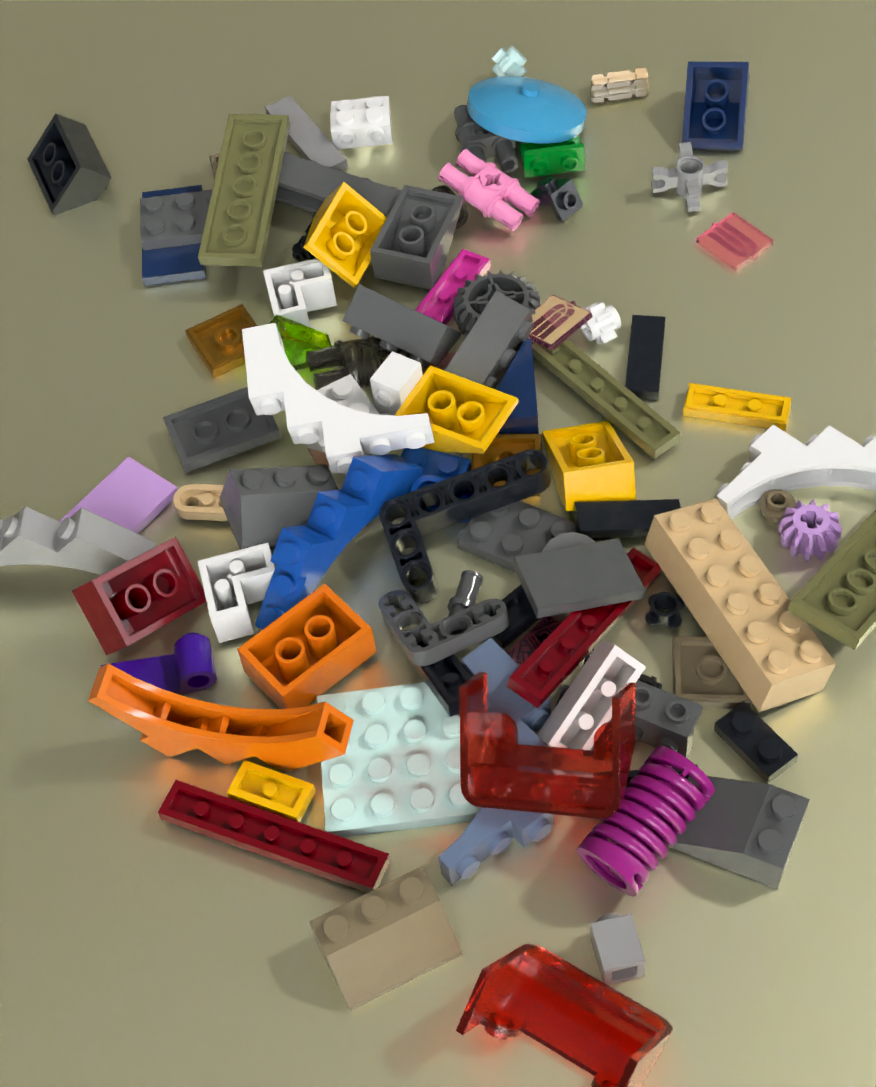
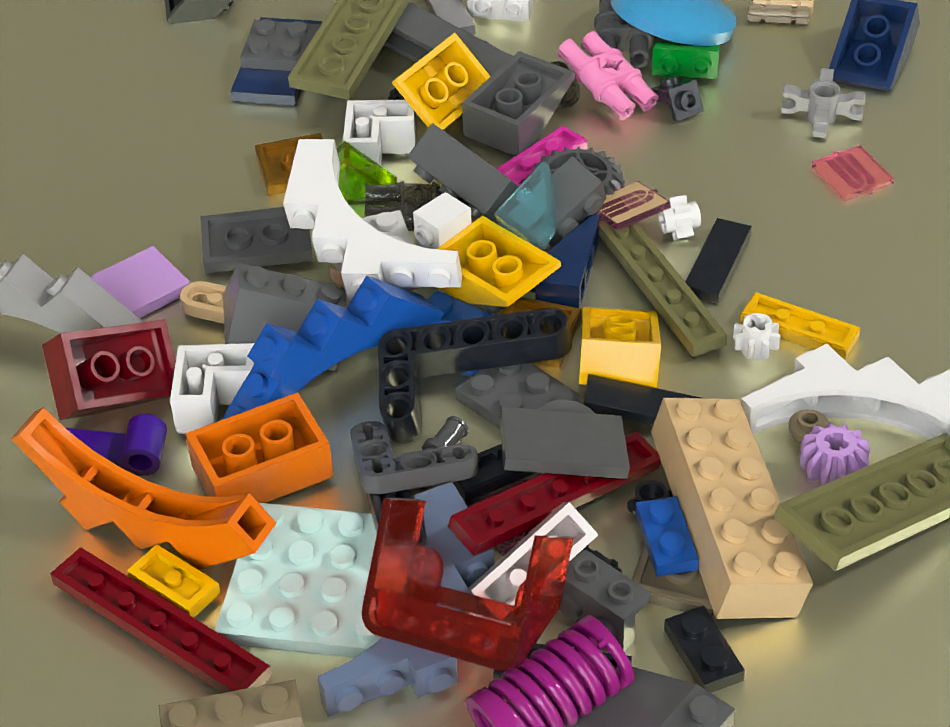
camera: 10 degrees right, 10 degrees down
(475, 352) = (531, 208): none -> clear light blue slope
(692, 643) = (666, 536): none -> blue plate
(706, 428) = (756, 336): none -> white gear

